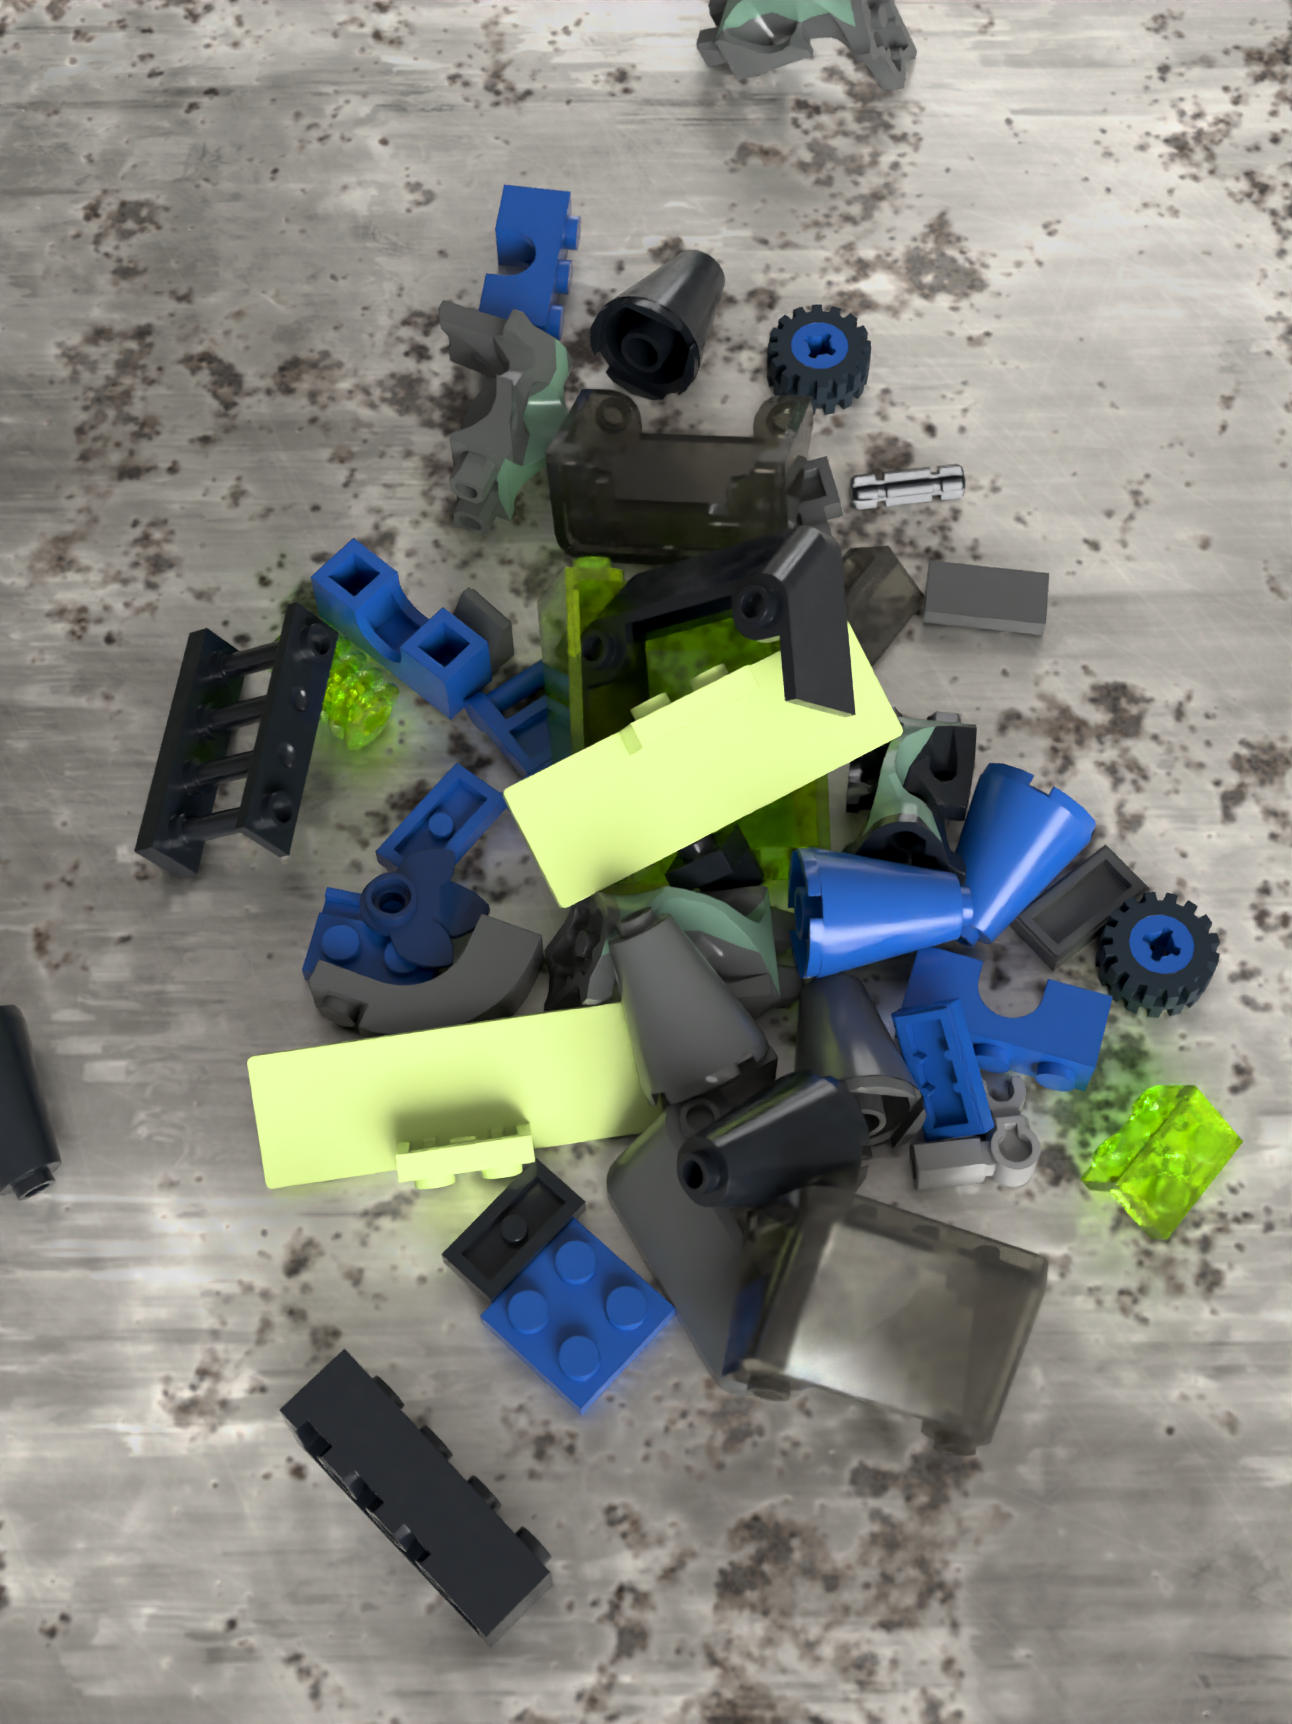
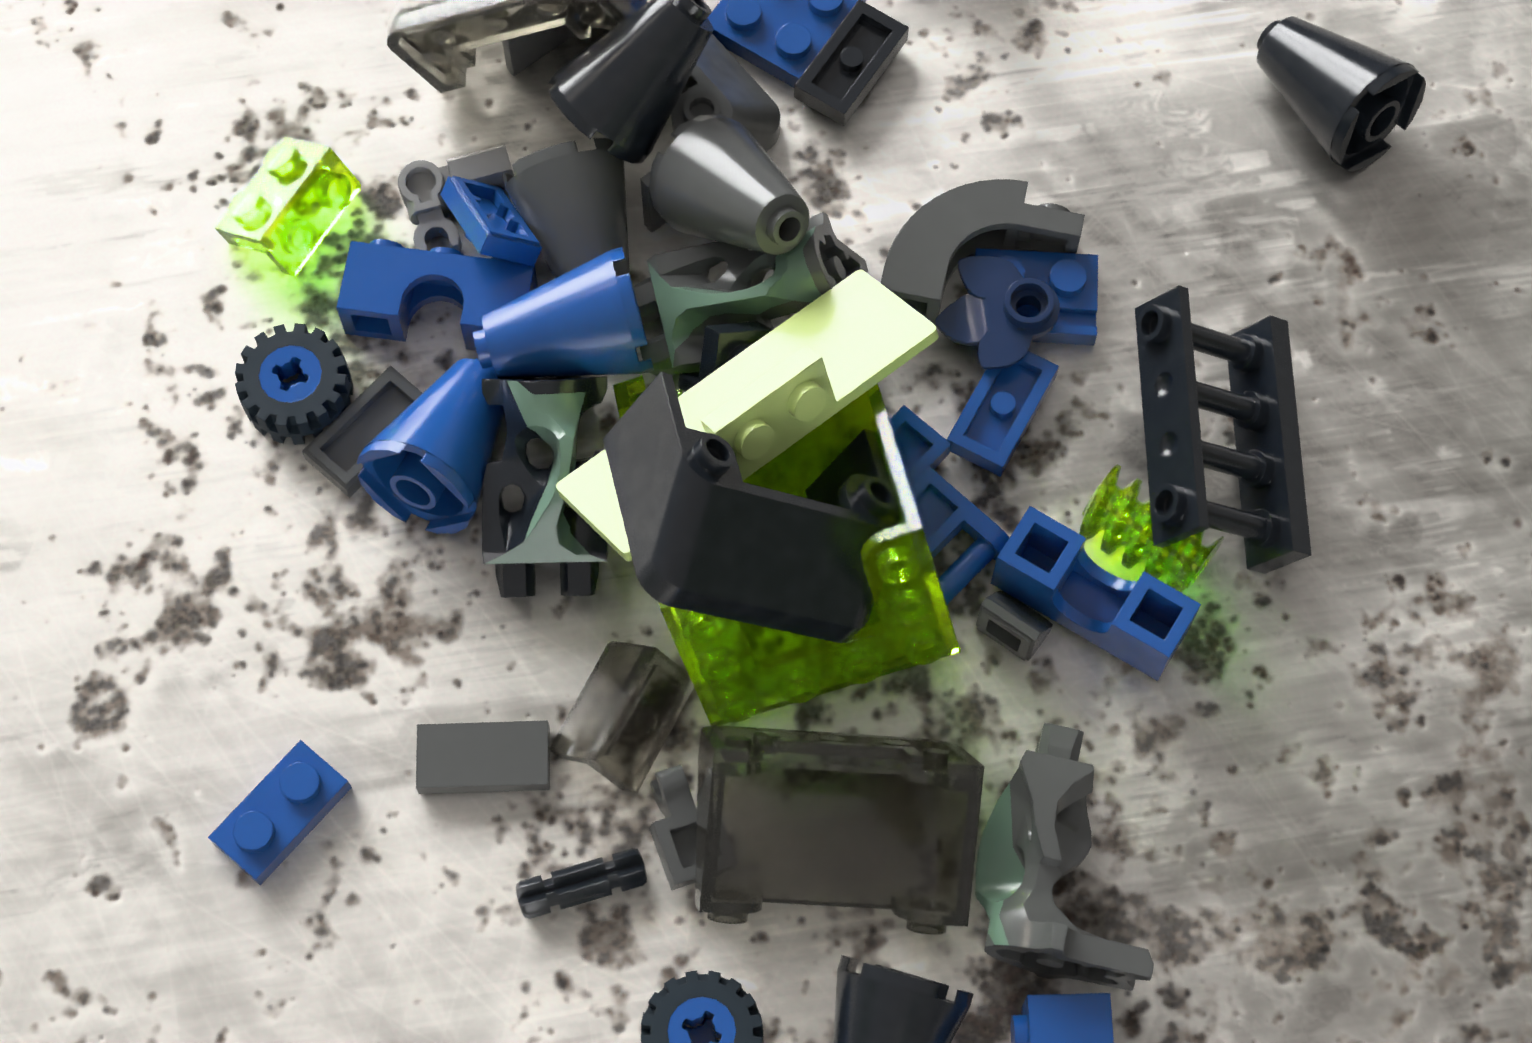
camera: 170 degrees right, 5 degrees up
(447, 1098) = (923, 137): yellowish green bracket -> none
(1172, 579) = (280, 812): none -> blue plate

